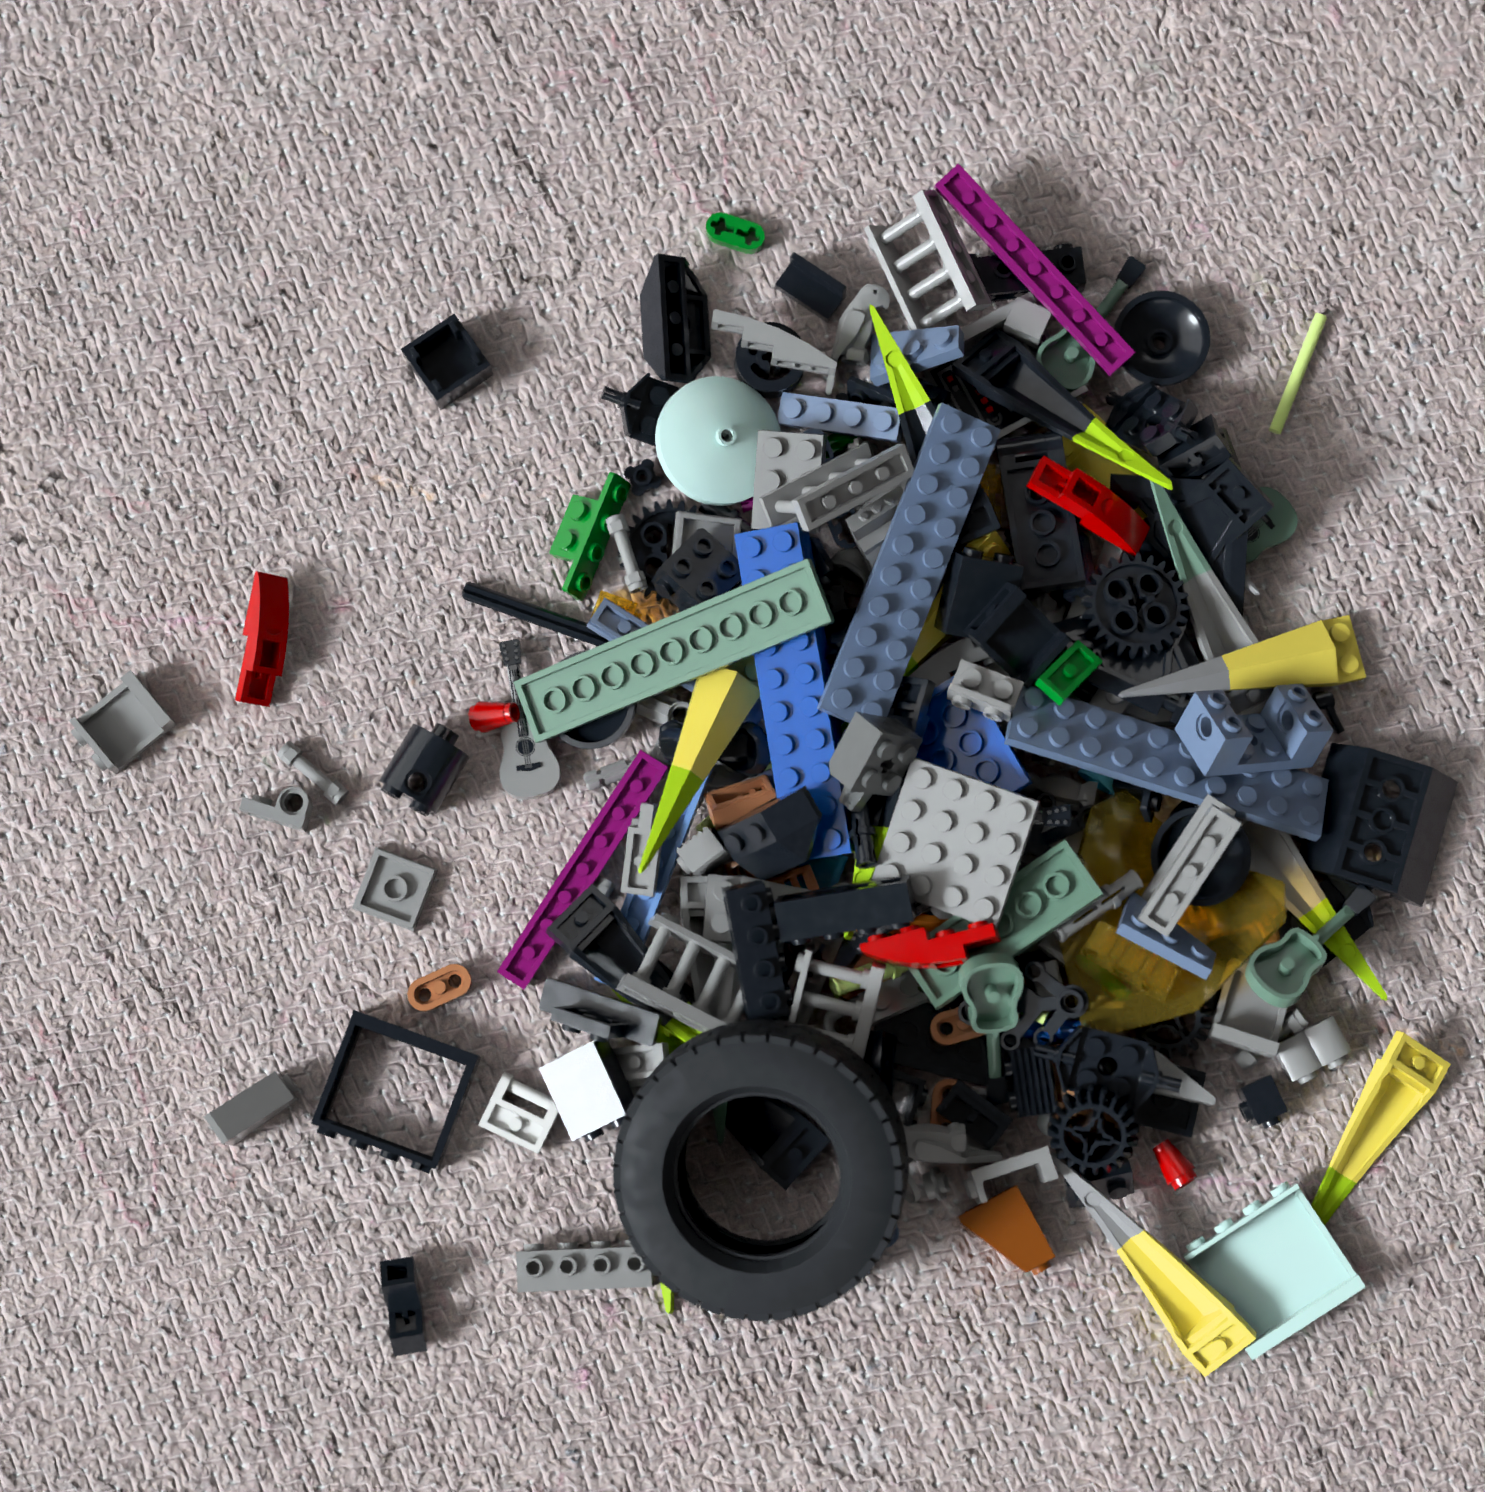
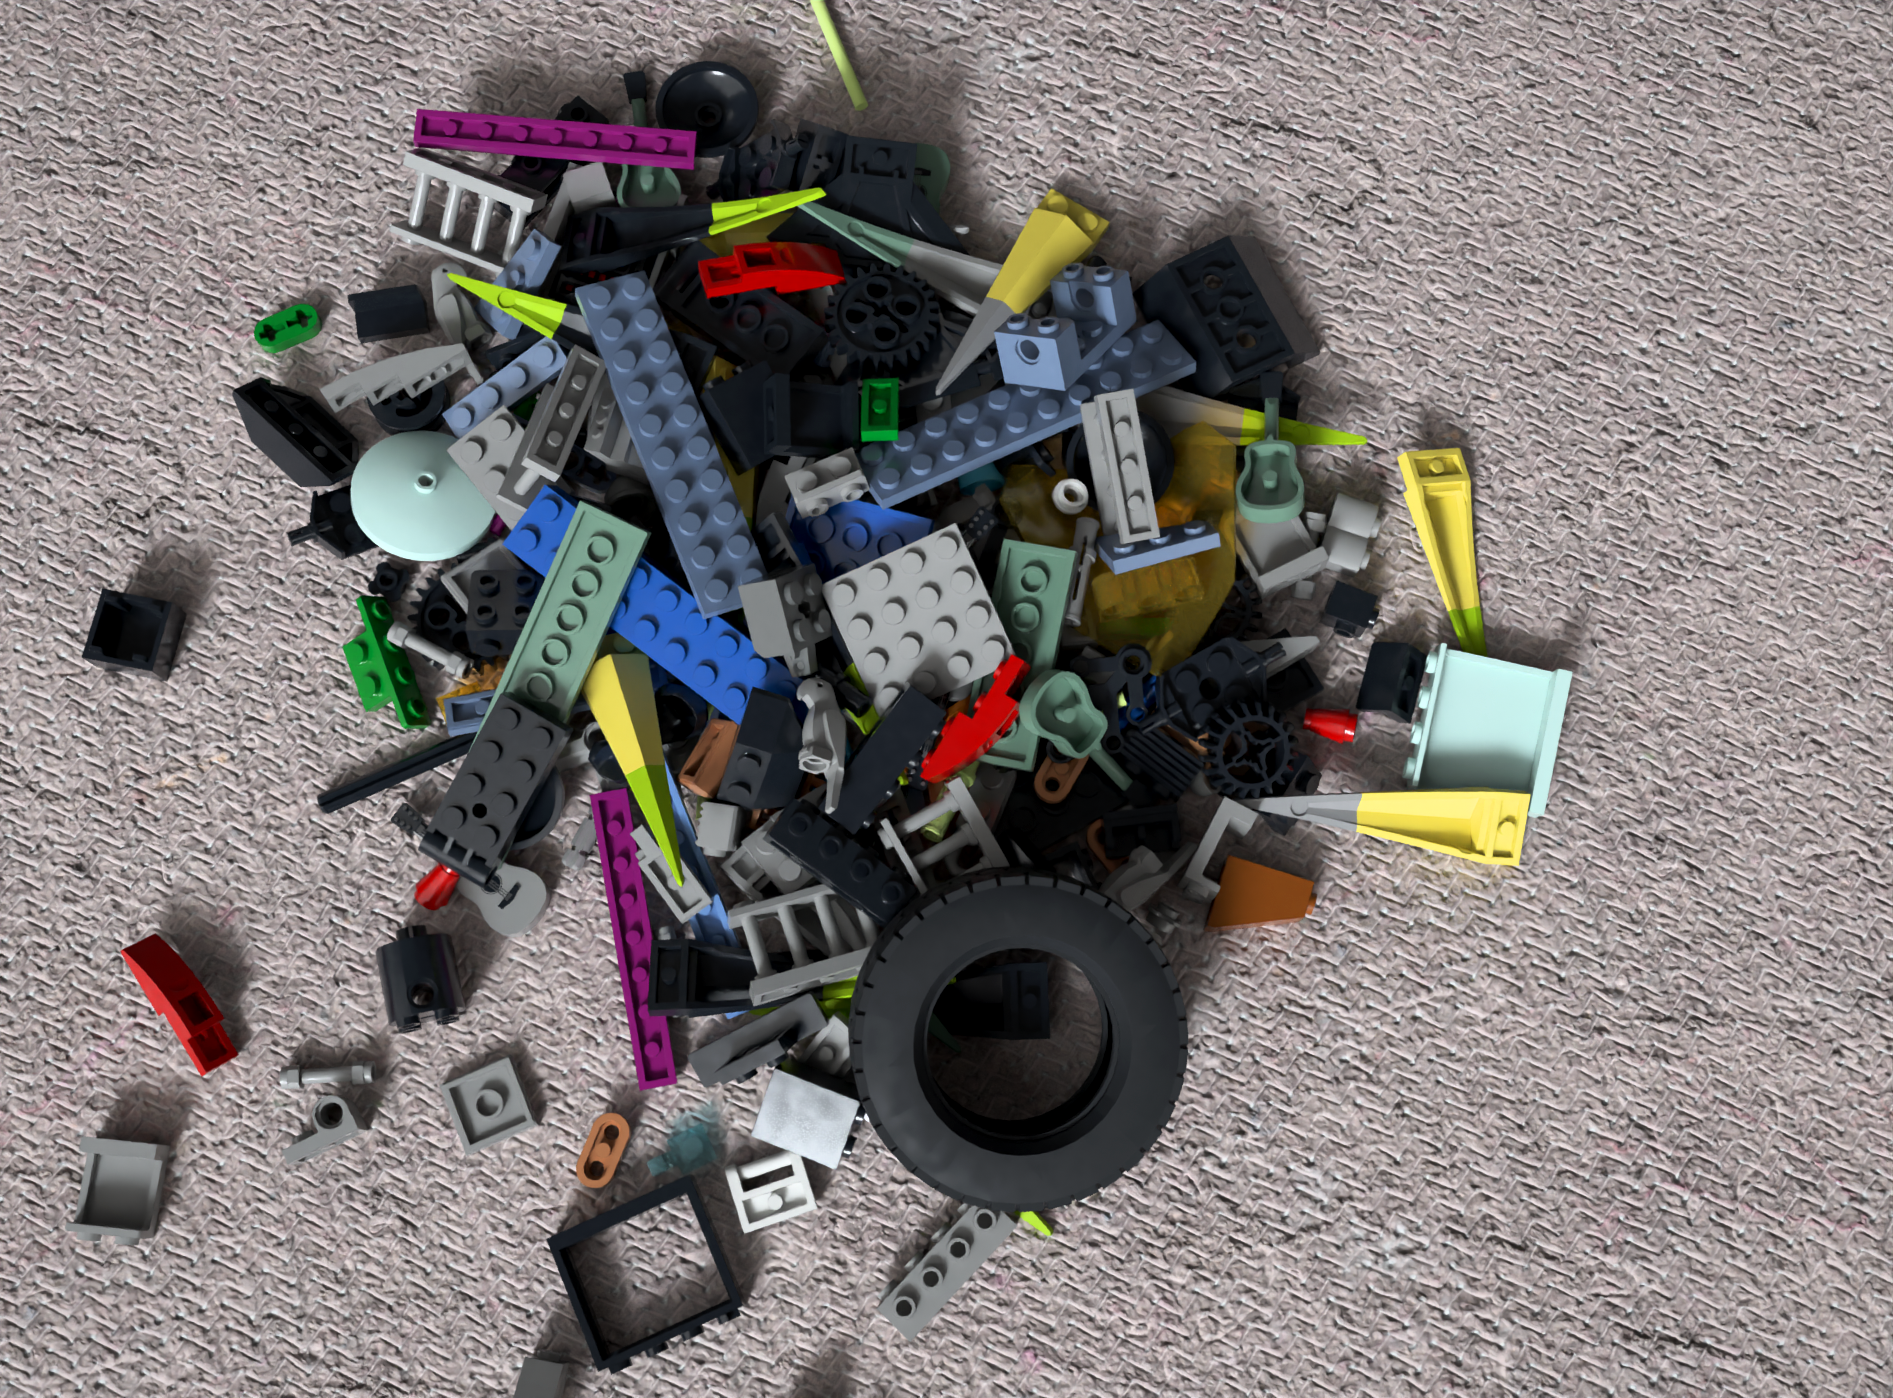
camera: 45 degrees left, 5 degrees down
(491, 1039) = (688, 1151): none -> clear light blue plate
(595, 688) = (506, 776): none -> black hinge
(820, 861) = (823, 737): none -> light grey animal
(1152, 852) = (1077, 490): none -> white plate
(1243, 1176) = (1392, 680): none -> black panel

